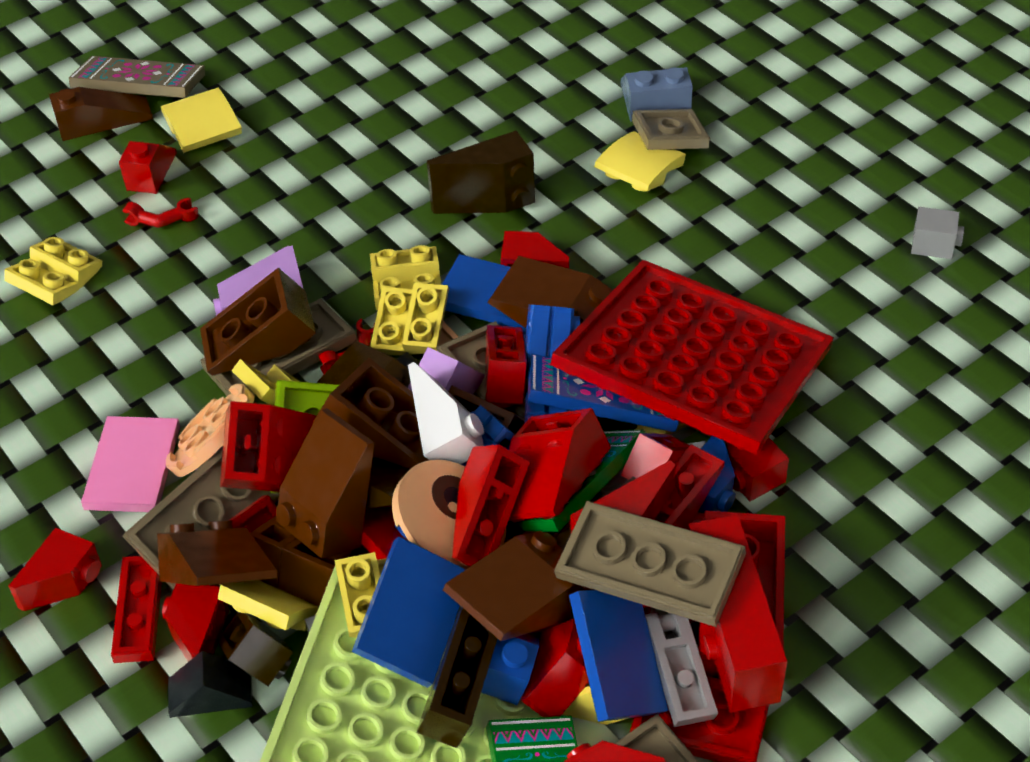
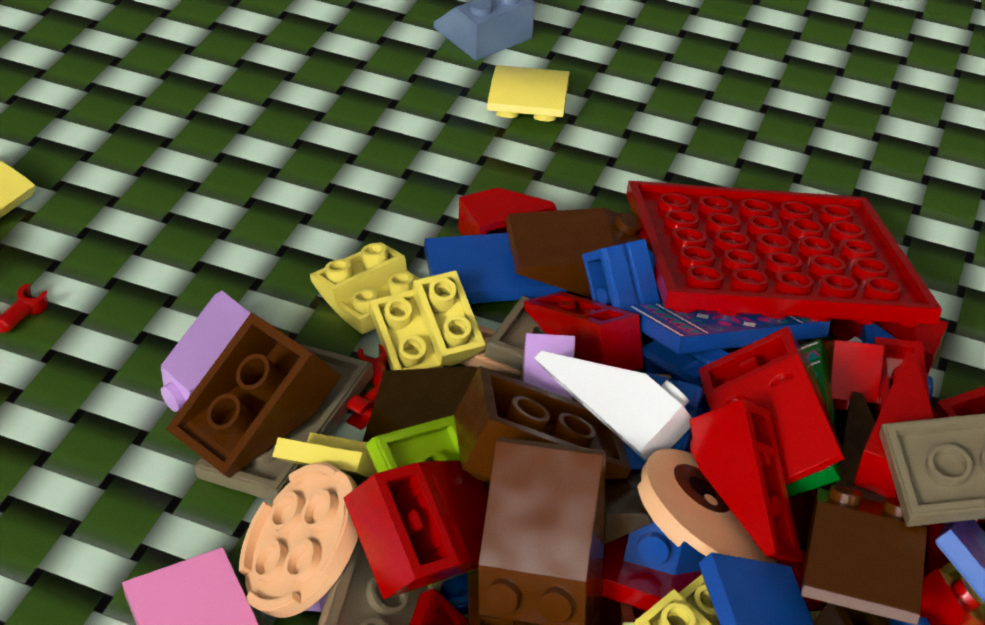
camera: 35 degrees left, 5 degrees down
(483, 177) = (390, 150): dark brown slope -> none
(670, 129) = (534, 52): dark tan tile -> none
(936, 233) = (865, 74): light grey brick -> none

